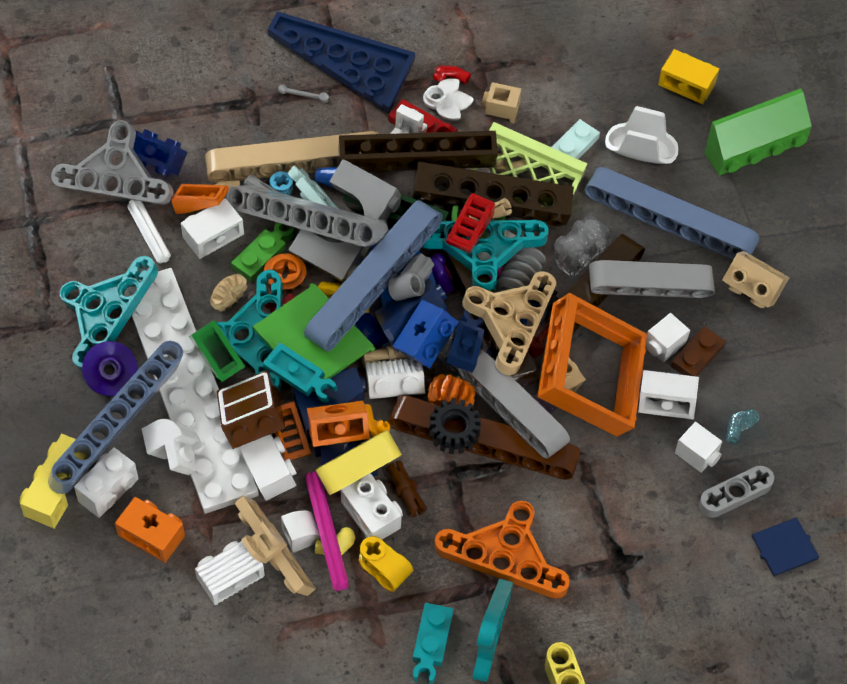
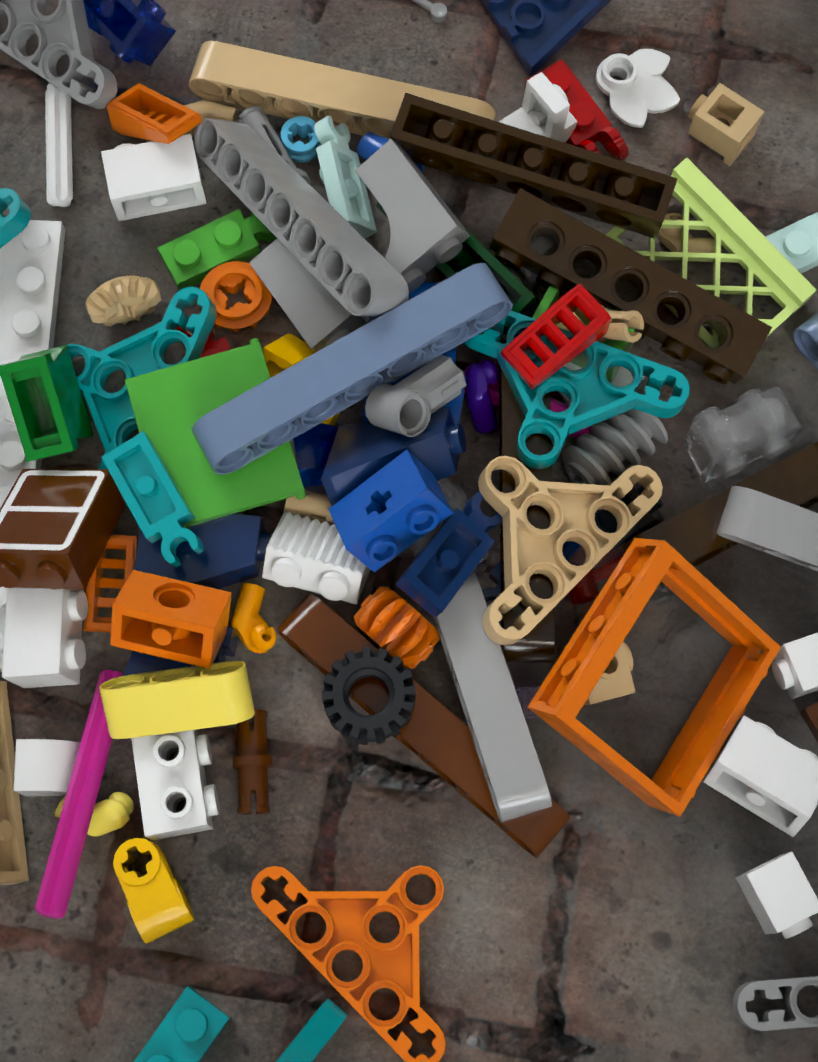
camera: 25 degrees right, 15 degrees up
(454, 72) = (664, 38): red arm -> none

